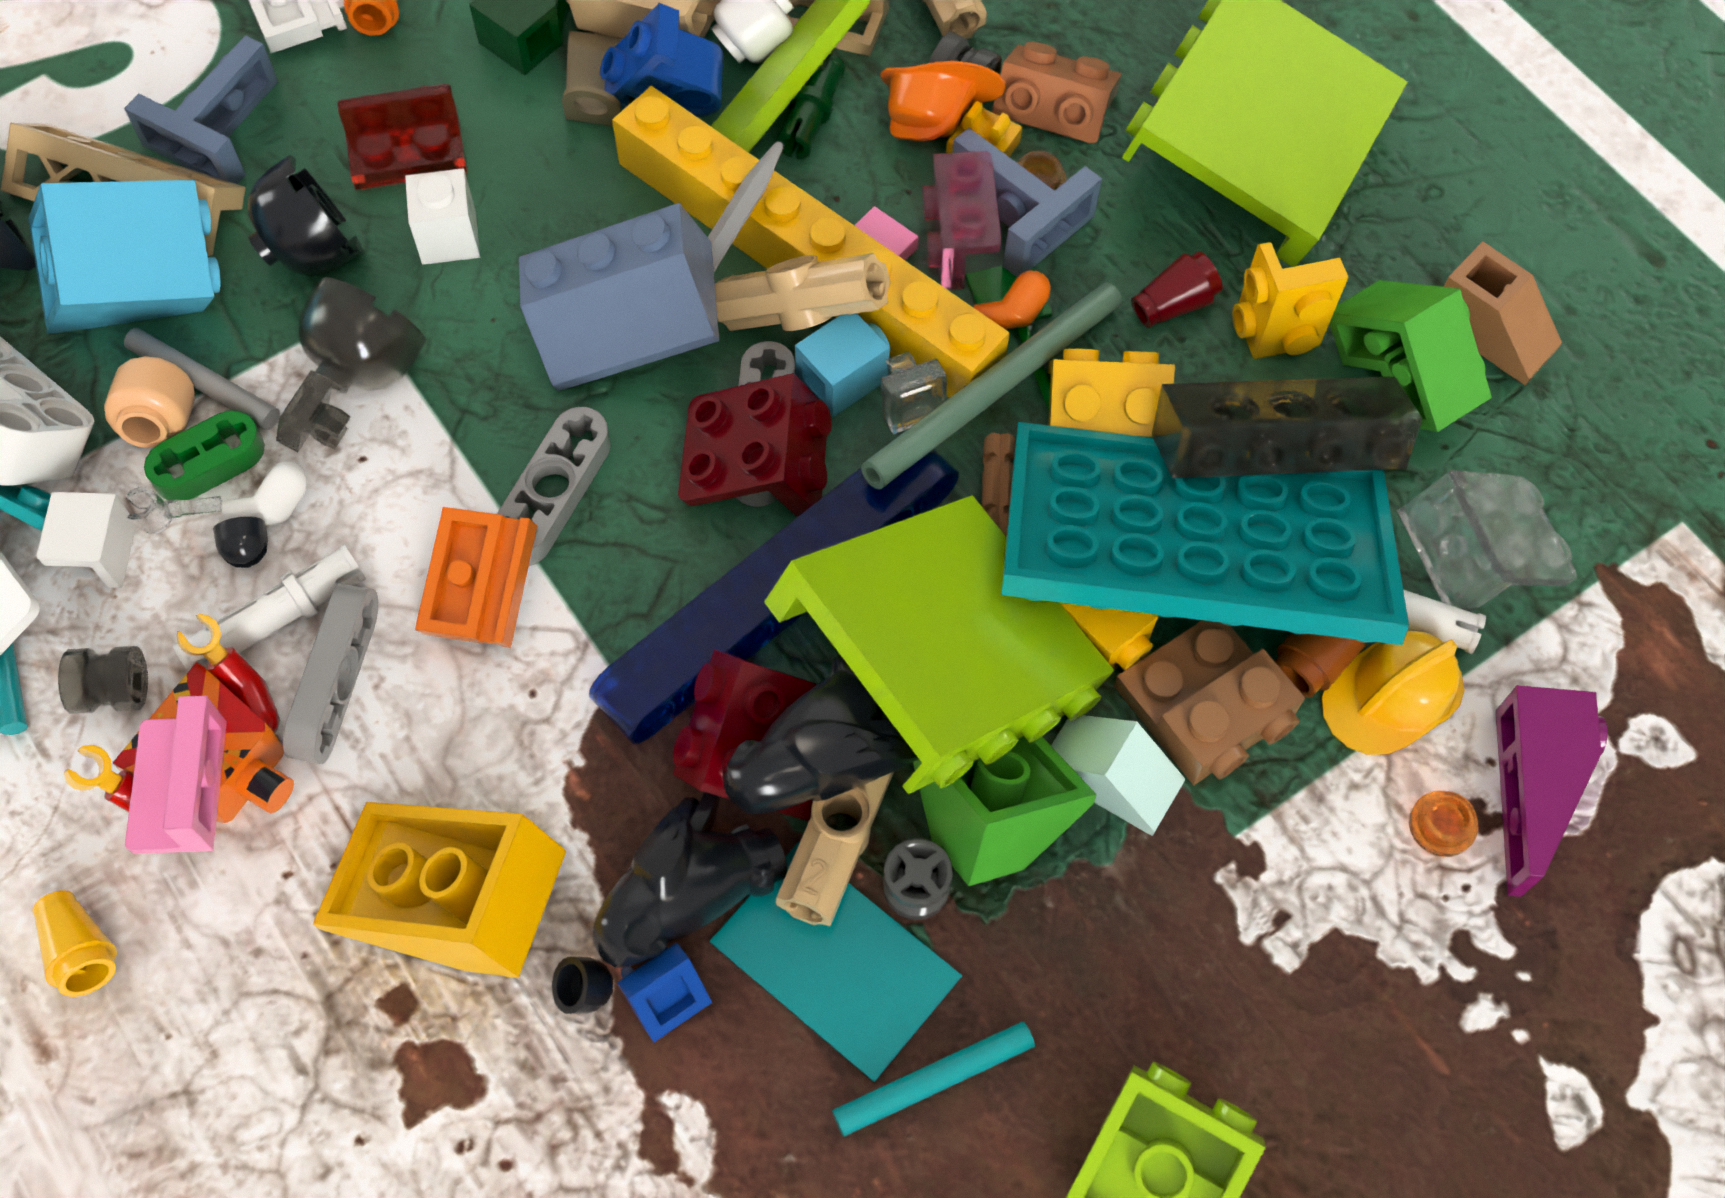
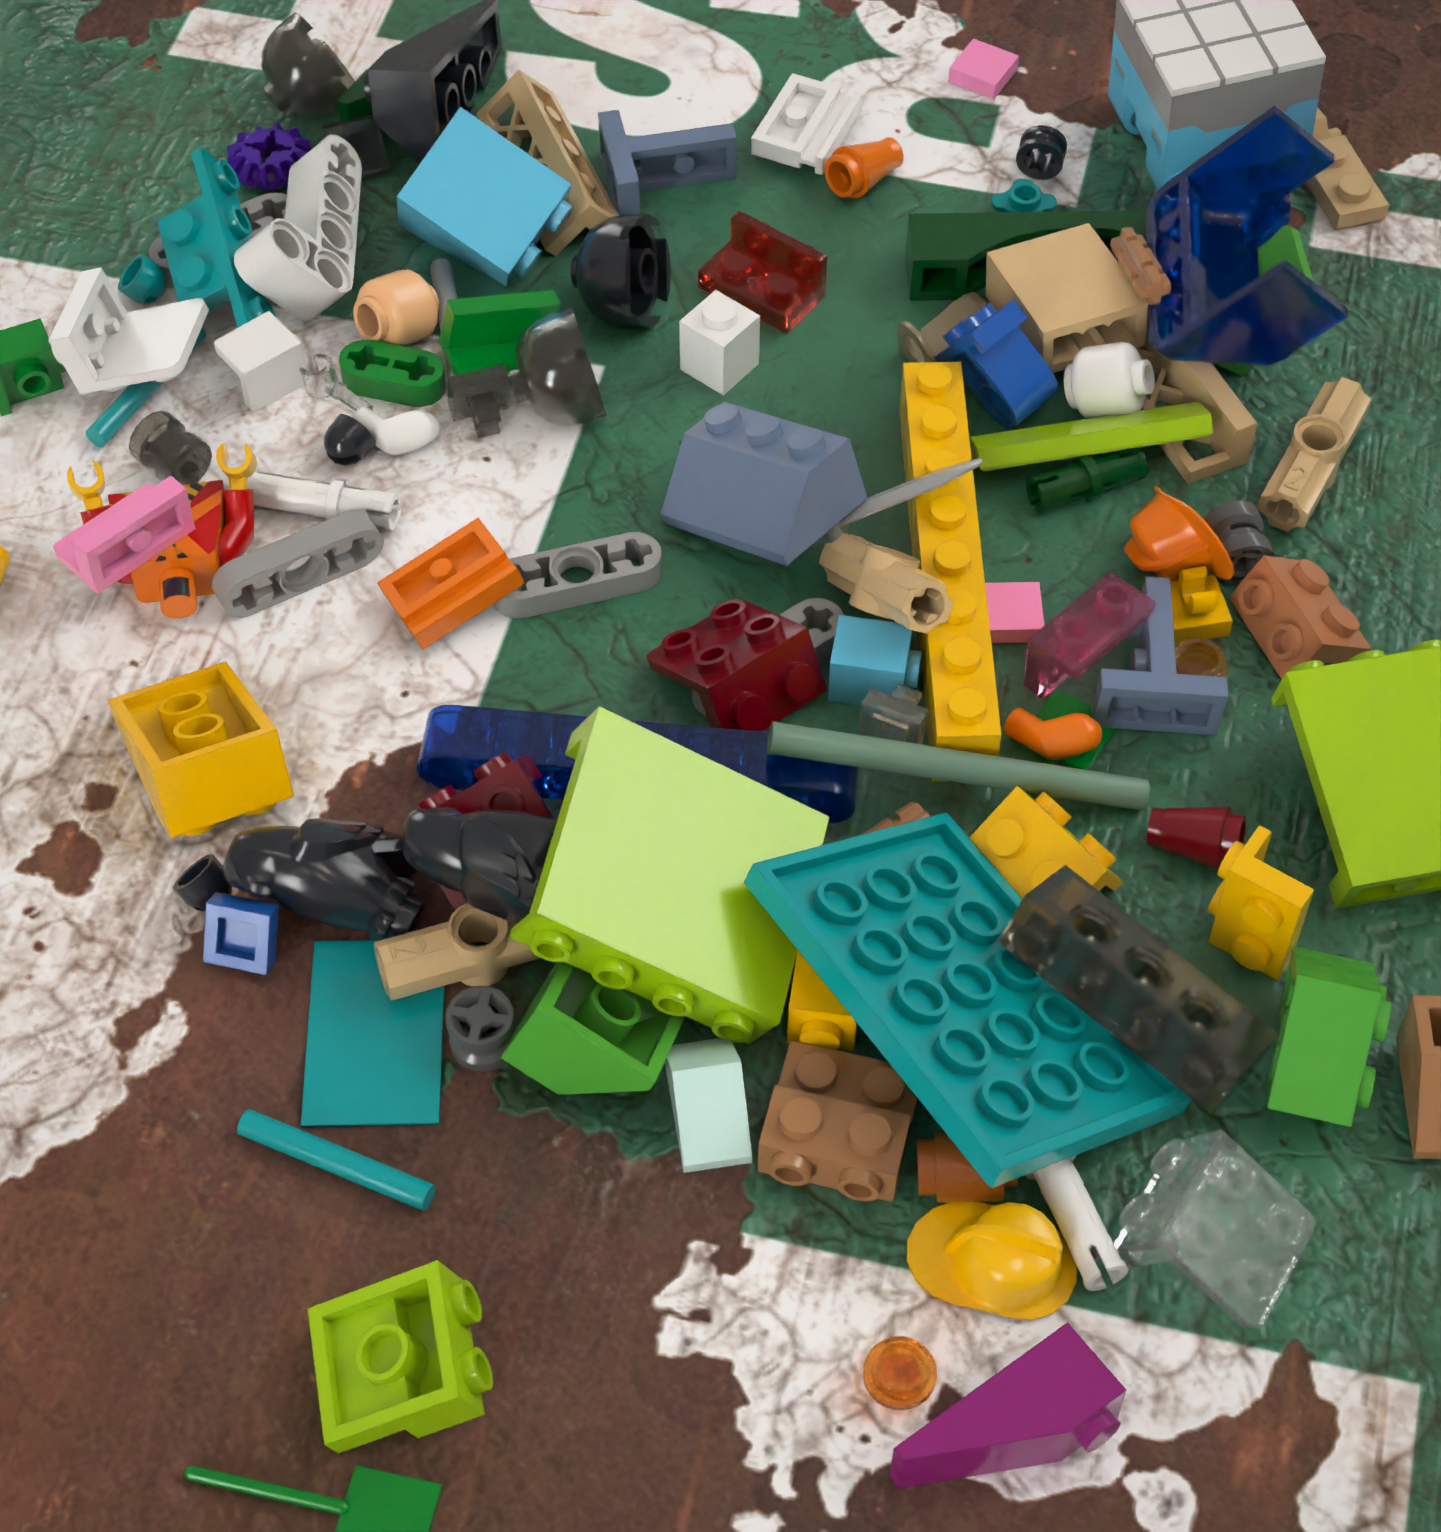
camera: 50 degrees right, 10 degrees down
(261, 355) = (487, 328): none -> green panel

